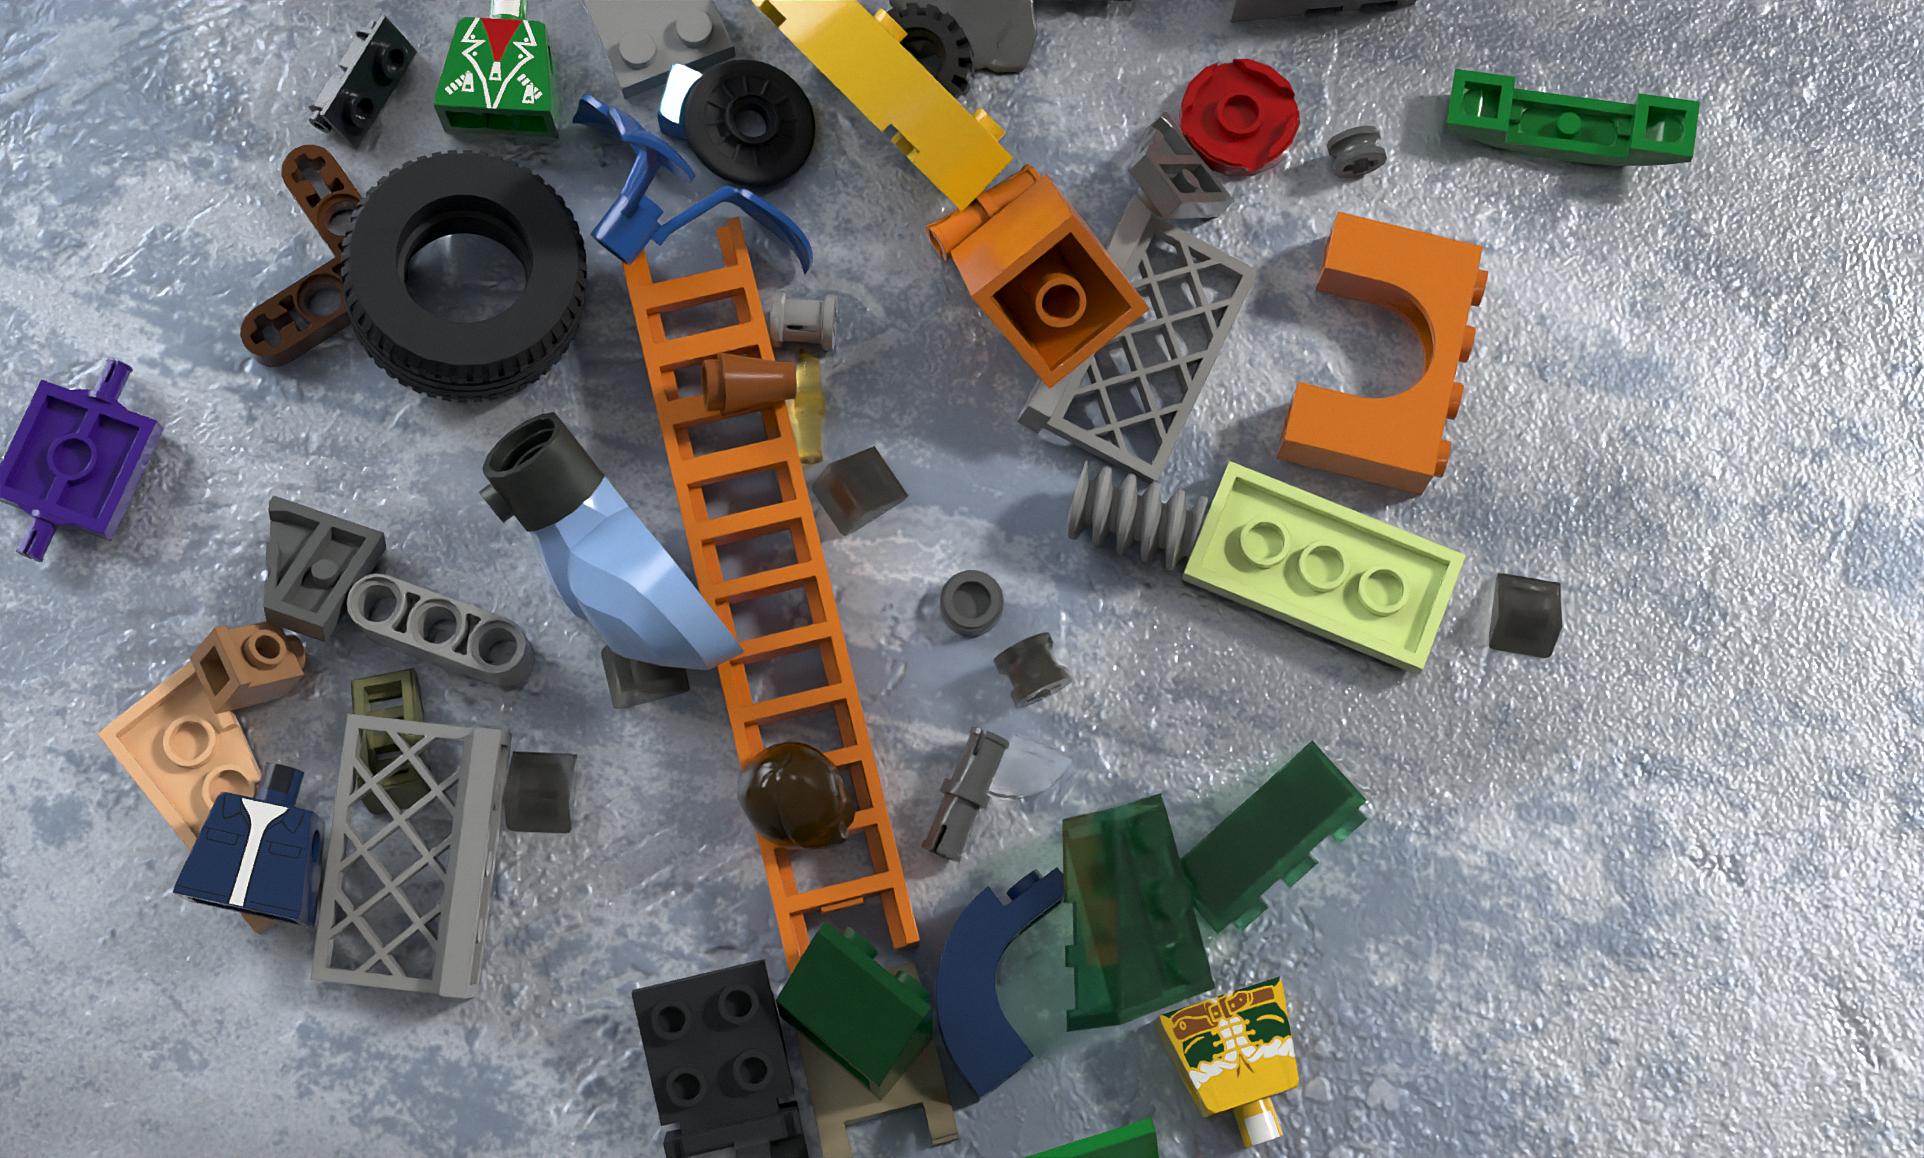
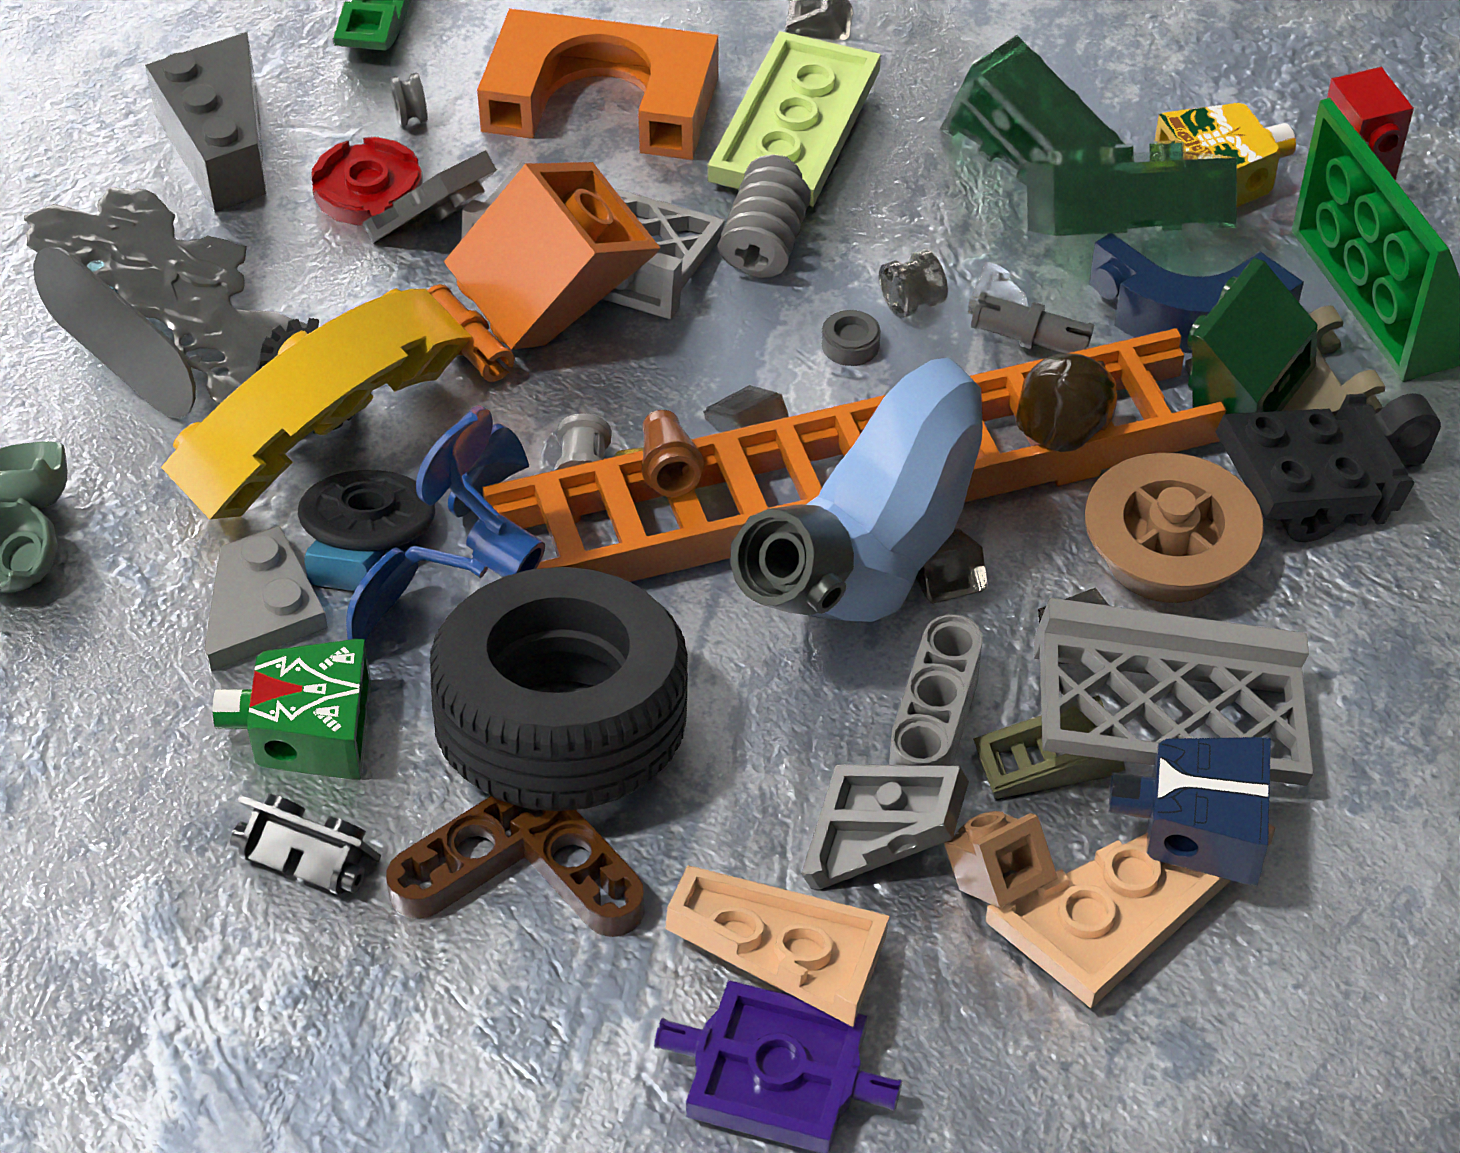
camera: 90 degrees left, 25 degrees down
(197, 473) = (784, 937): none -> light nougat wing
(639, 892) = (1173, 525): none -> medium nougat wheel

